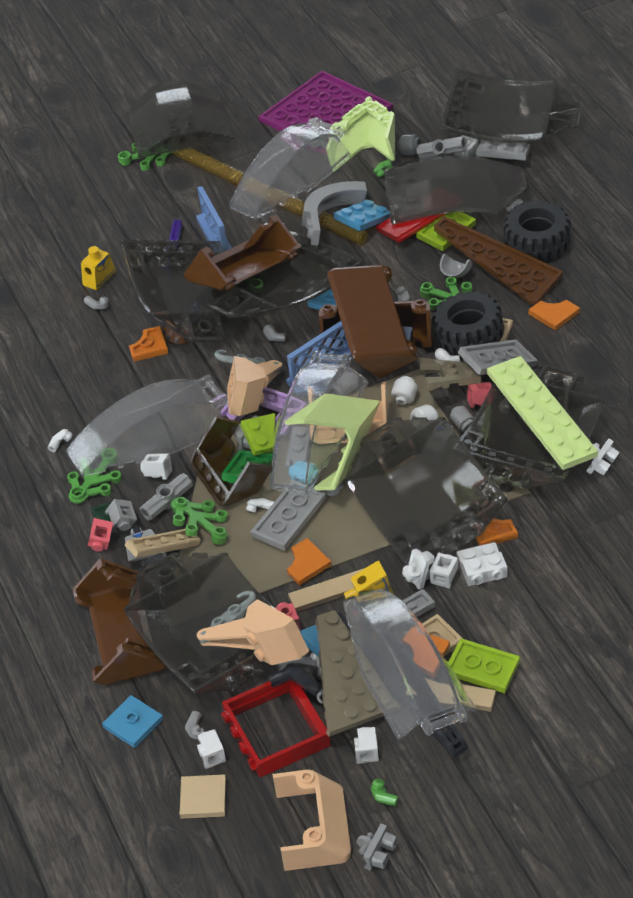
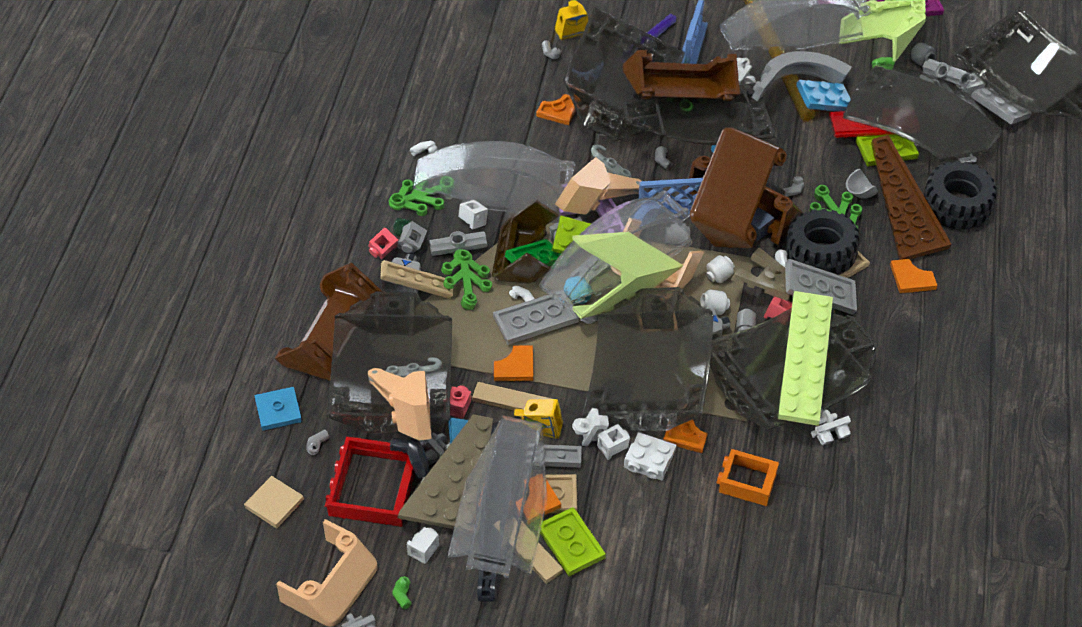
camera: 30 degrees right, 5 degrees up
(210, 749) = (310, 468): white brick -> none
(577, 544) = (746, 491): none -> orange window

